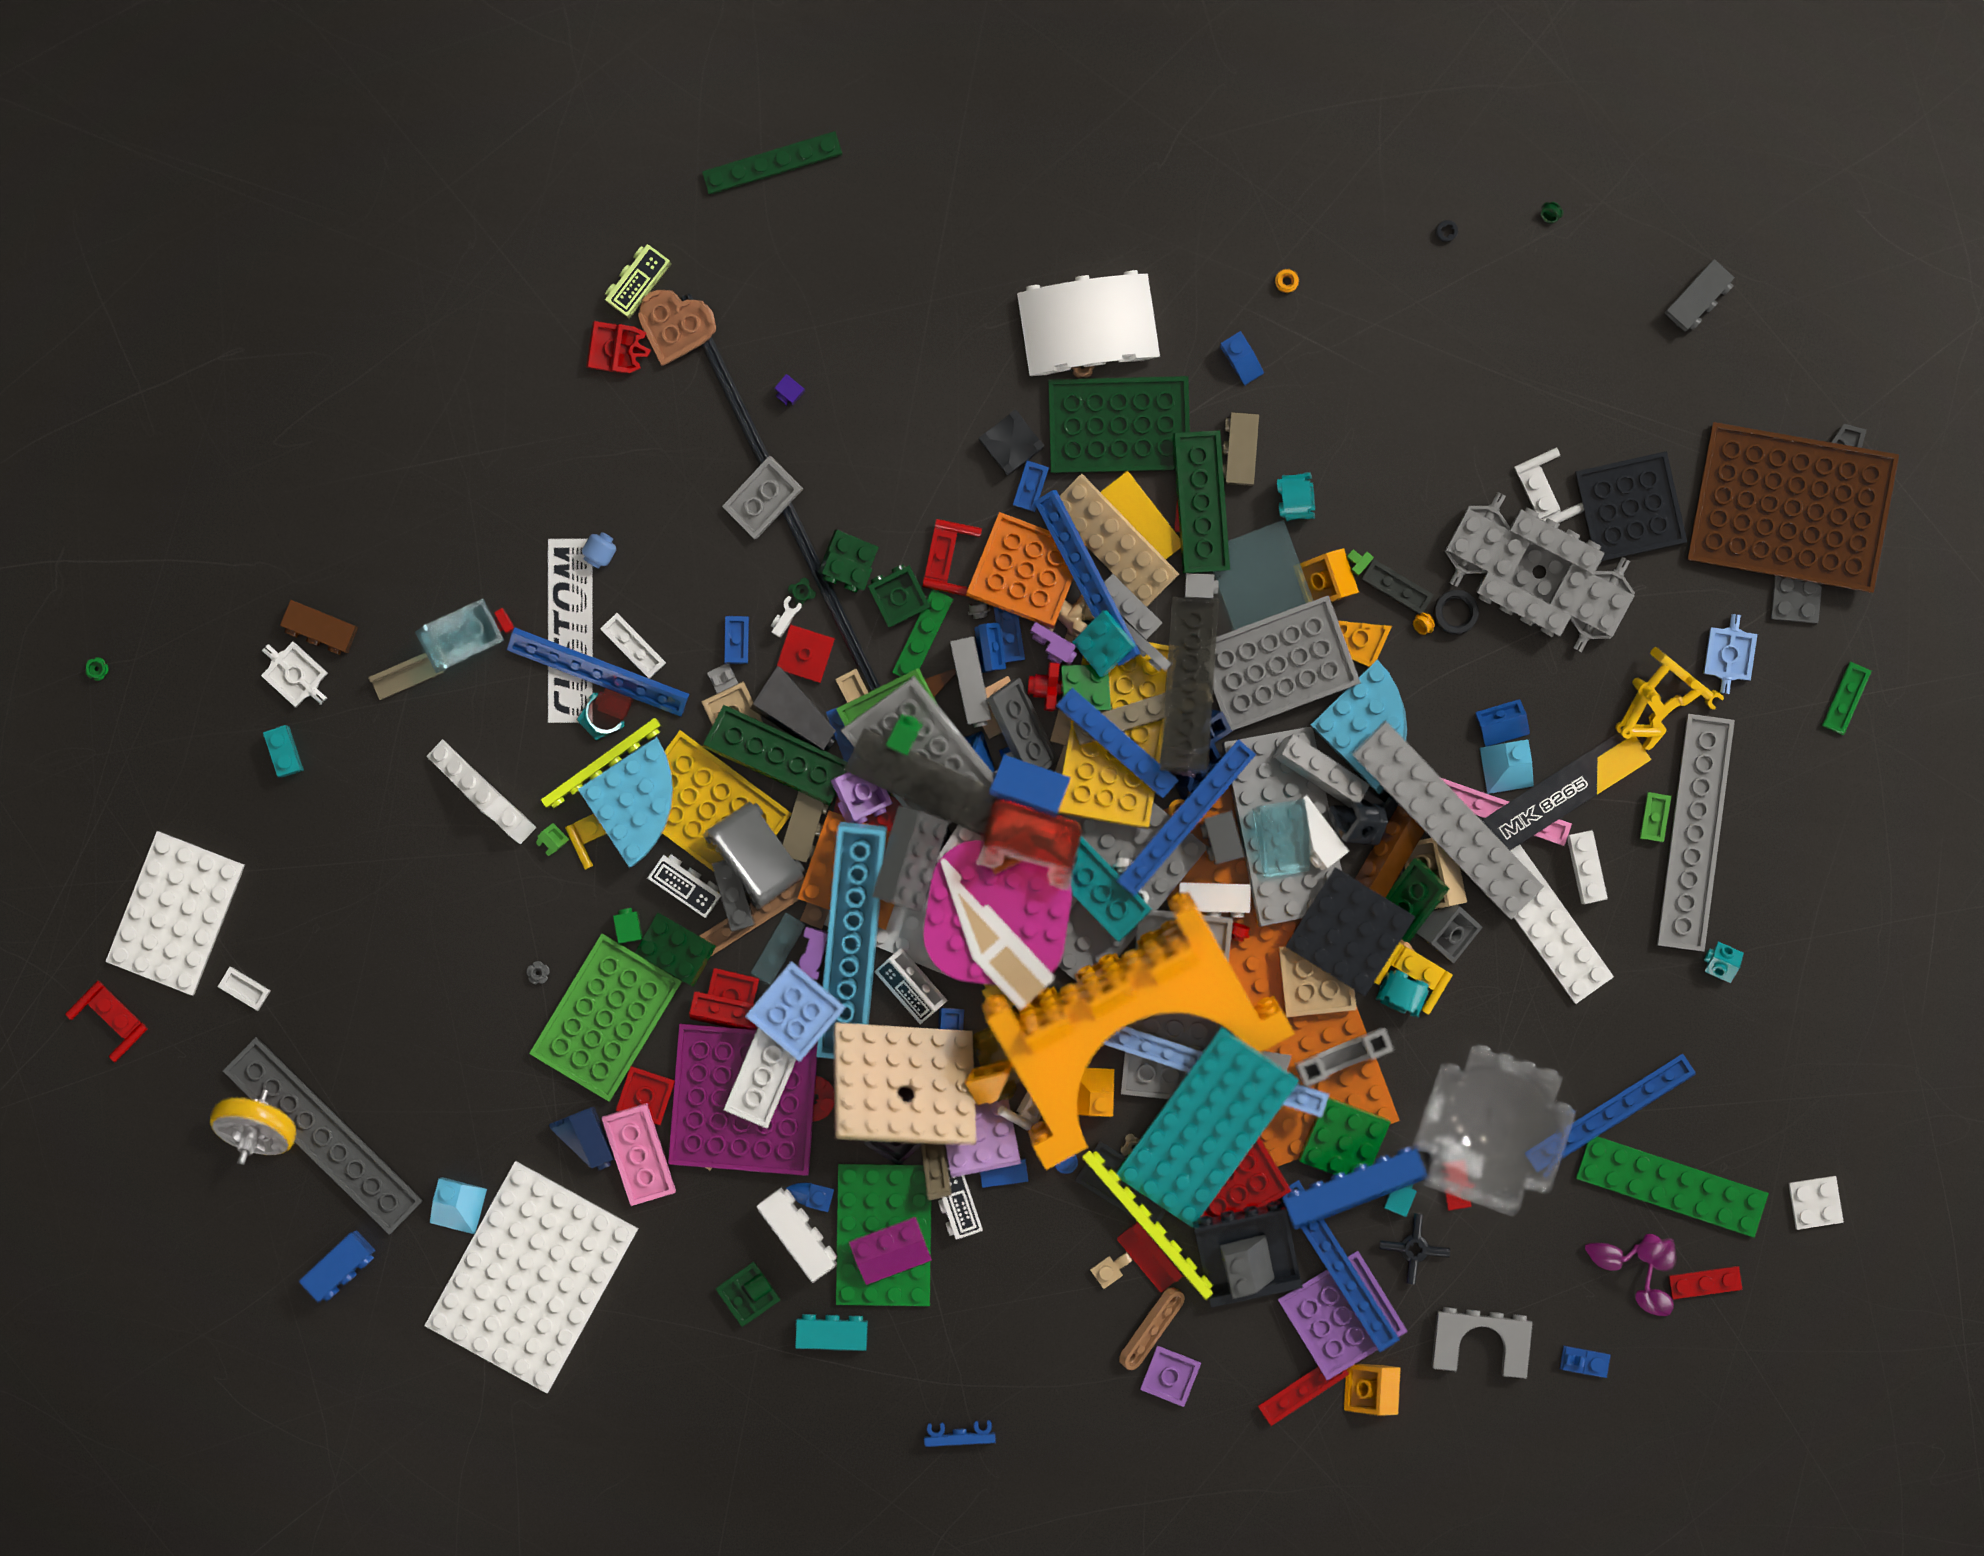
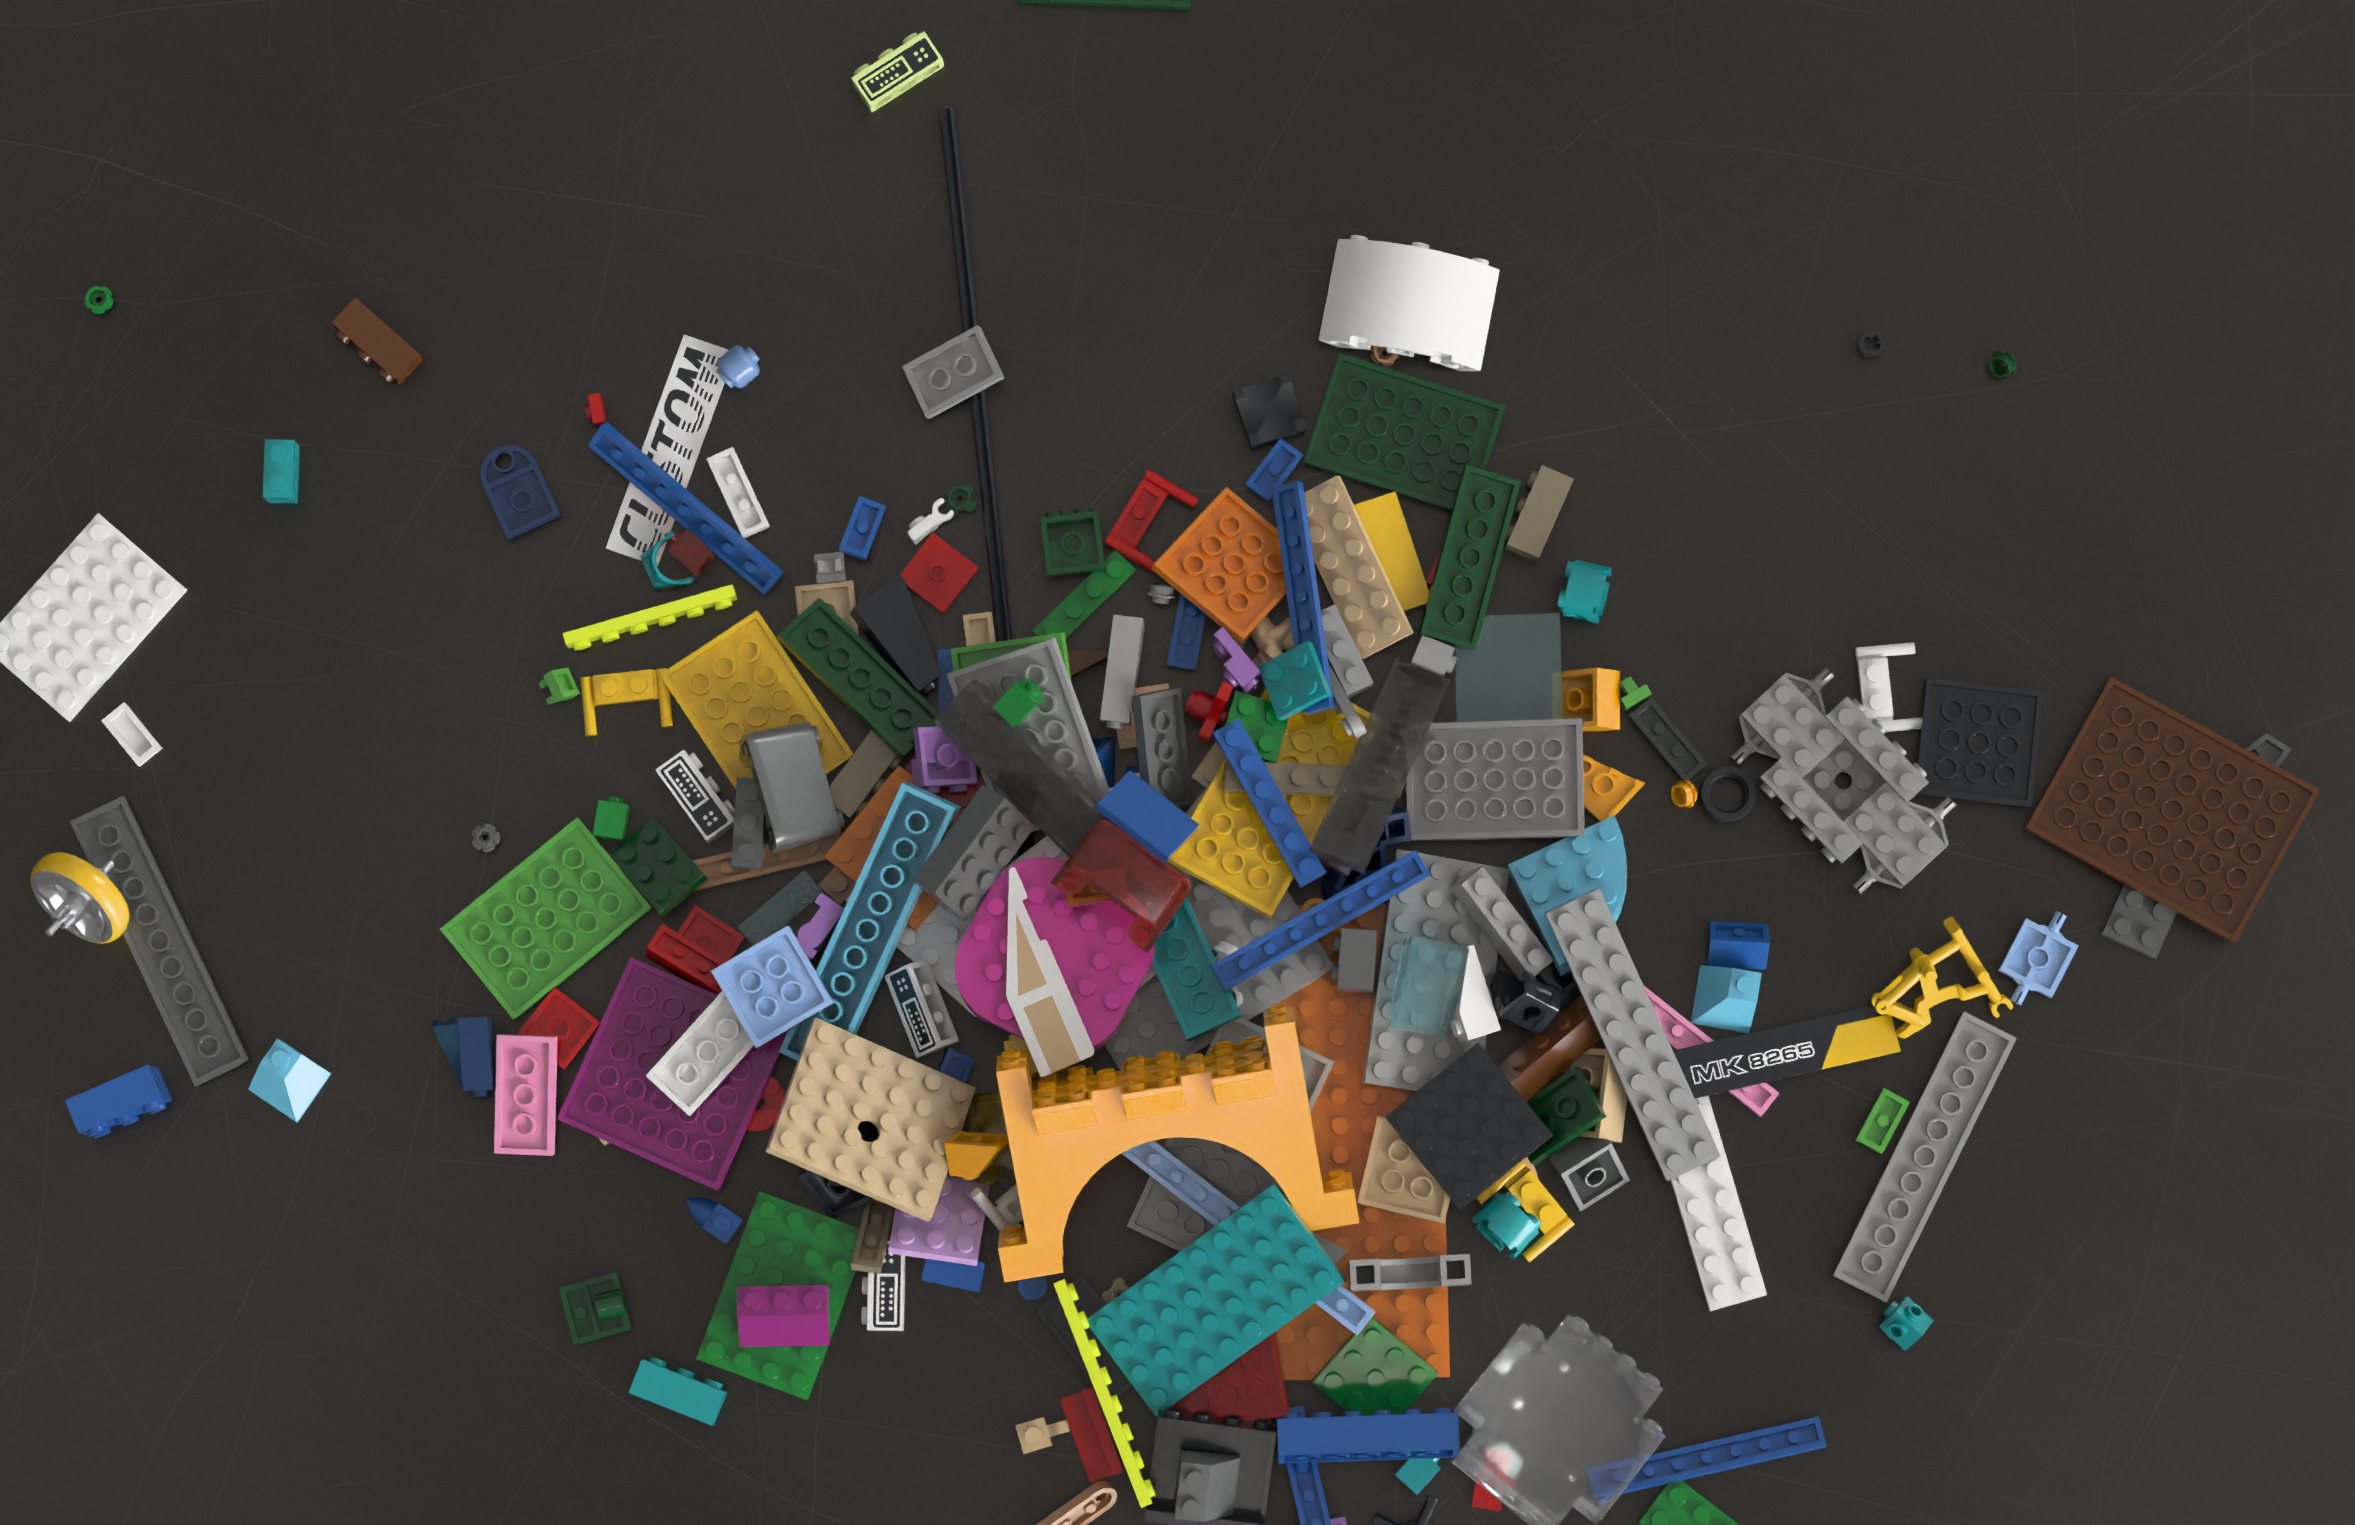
camera: 15 degrees right, 5 degrees down
(294, 674) = (328, 386): white plate -> none
(403, 676) = (459, 432): dark tan panel -> none
(459, 636) = (537, 407): clear light blue brick -> none
(467, 703) = (519, 492): none -> dark blue plate
(481, 792) = (496, 601): white arch -> none
(531, 1277) = (344, 1197): white plate -> none
(615, 347) = (843, 139): red plate -> none
(633, 800) = (672, 672): medium azure brick -> none
(675, 325) = (923, 137): nougat plate -> none
(788, 390) = (1029, 259): dark purple plate -> none
(797, 1234) = (679, 1257): white brick -> none
(848, 561) = (1027, 482): dark green plate -> none
(990, 647) = (1159, 641): blue panel -> none
(1096, 1092) = (1096, 1213): light orange slope -> none
(1219, 897) = (1327, 1032): white brick -> none
(1240, 932) = (1336, 1081): red plate -> none
(1242, 358) = (1576, 407): blue slope -> none
(1290, 274) = (1665, 328): light orange plate -> none
(1587, 867) = (1779, 1151): white brick -> none
(1700, 296) = (2145, 523): dark grey brick -> none
(1846, 698) = (2160, 1060): green tile -> none

